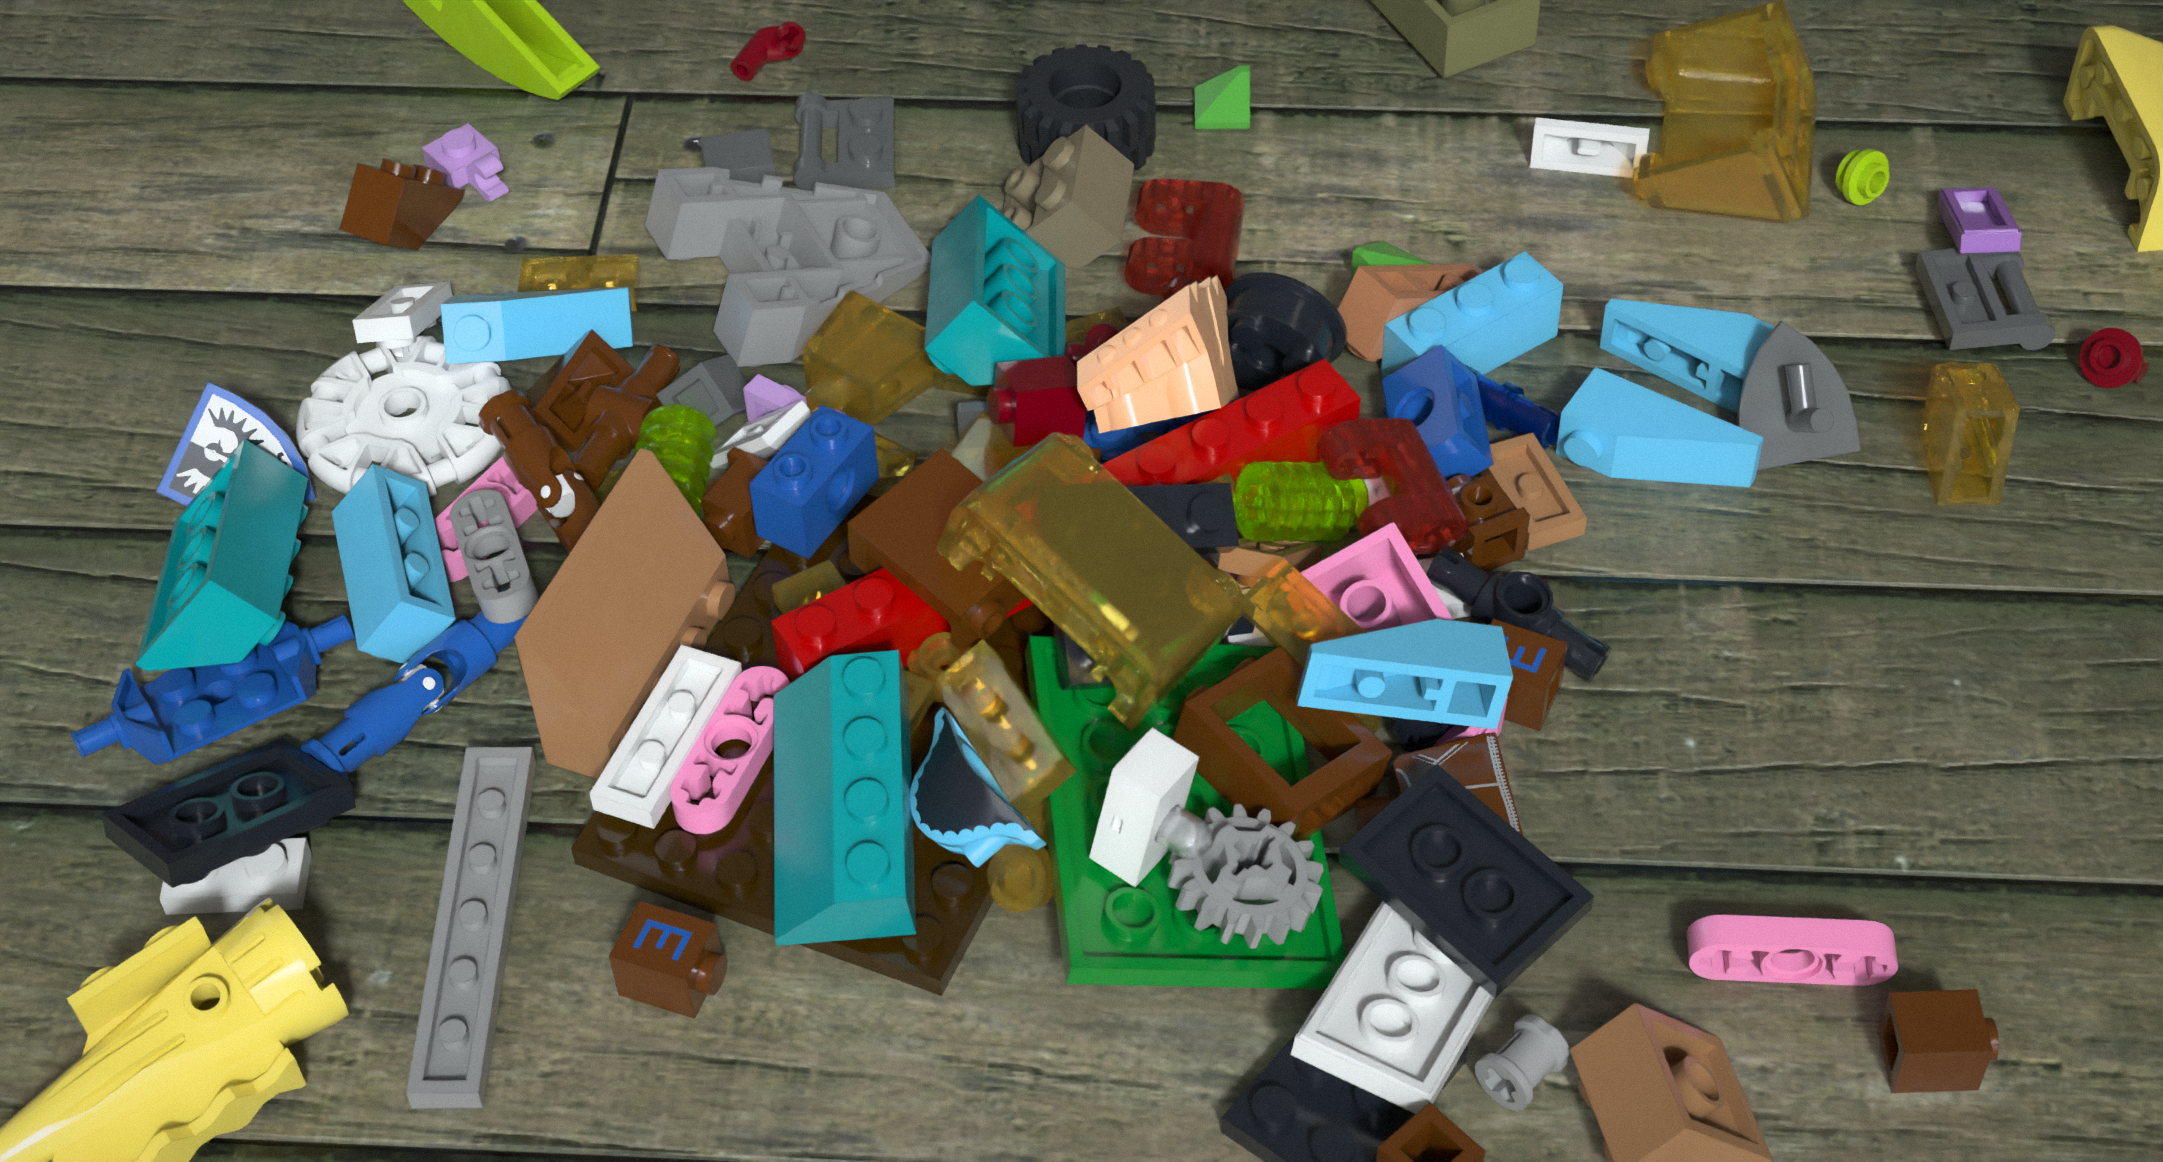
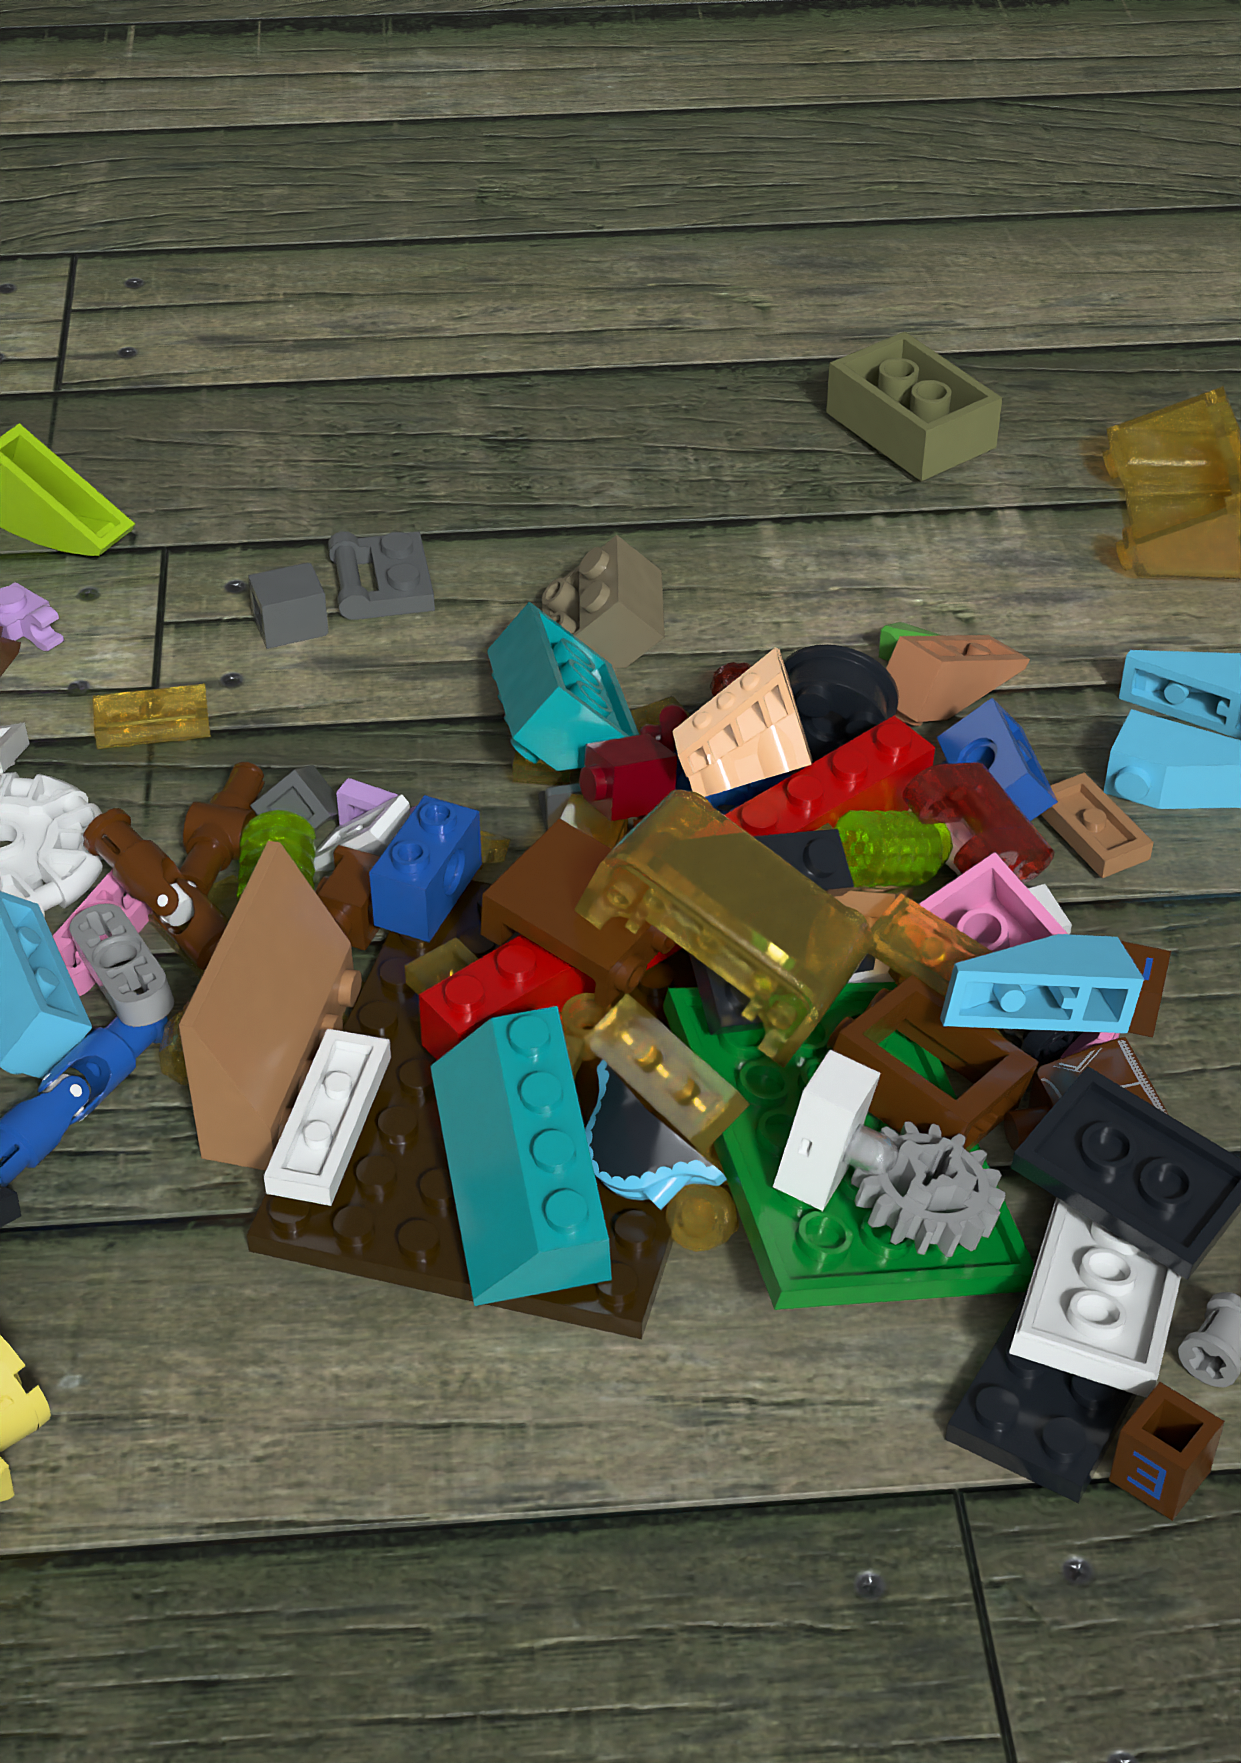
camera: 10 degrees left, 5 degrees down
(472, 930) = (161, 1327): light grey plate -> none
(533, 323) = (119, 752): medium azure slope -> none
(564, 391) = (163, 803): reddish brown slope -> none
(668, 960) = (368, 1331): reddish brown brick -> none
(734, 775) = (398, 1147): bright pink beam -> none
(768, 46) = (291, 496): dark red arm -> none
(785, 252) = (358, 678): light grey wedge -> none
(866, 361) = (449, 756): clear yellow torso -> none
(1086, 89) = (594, 509): black tyre -> none
(1211, 233) = (739, 631): clear red connector -> none
(1224, 101) = (727, 513): bright green slope -> none
(1480, 320) = (1022, 674): medium azure brick -> none
(1490, 516) = (1075, 860): reddish brown brick -> none
(1509, 409) = (1066, 758): clear blue pin -> none
(1520, 601) = (1115, 916): black pin -> none
(1587, 147) = (1069, 528): white slope -> none

